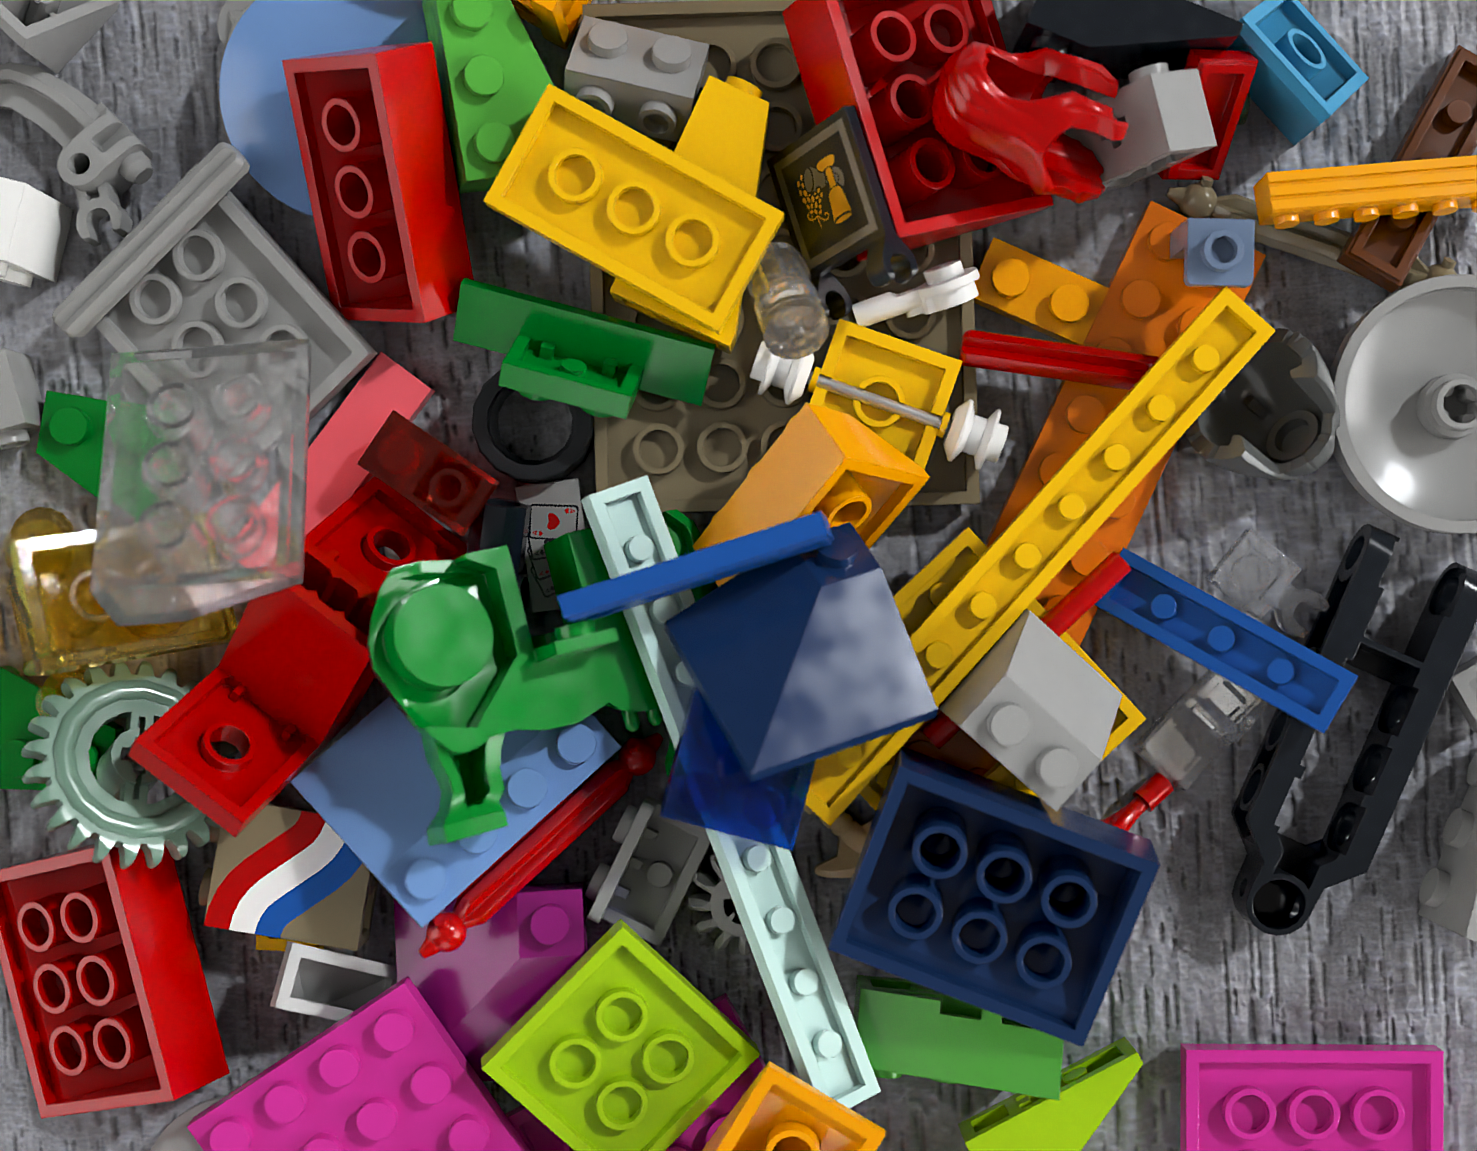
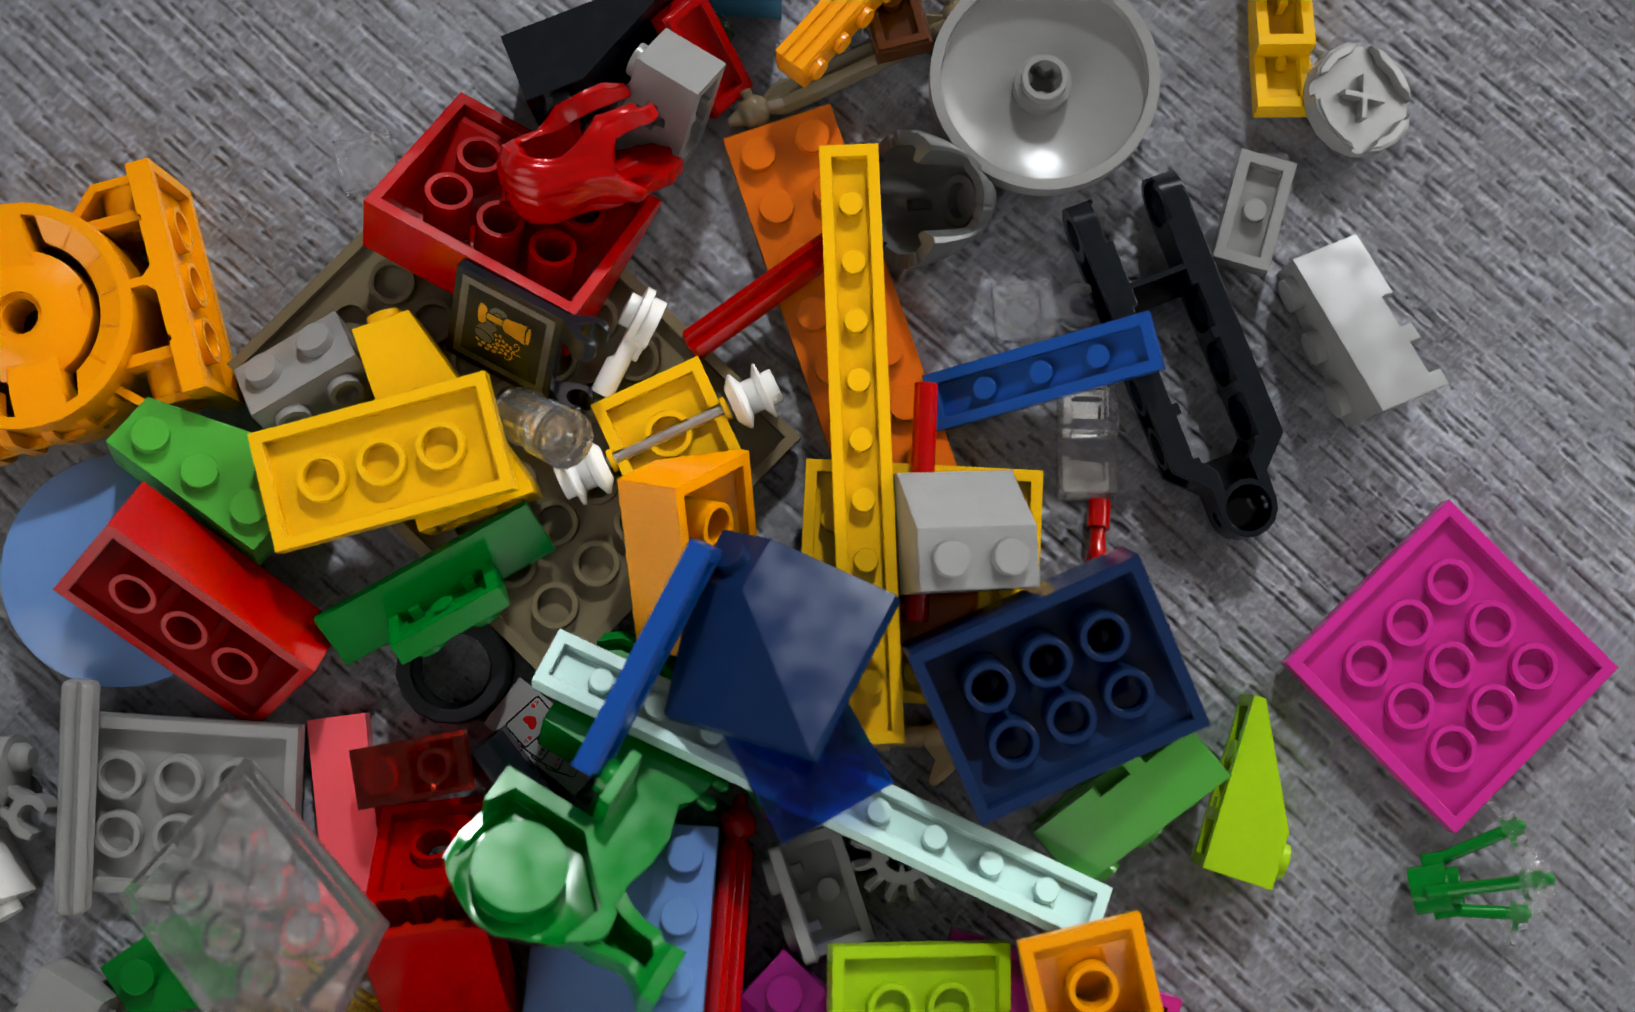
camera: 45 degrees left, 5 degrees down
(1038, 293) = (706, 266): light orange plate -> none
(1215, 251) = (791, 130): sand blue bracket -> none

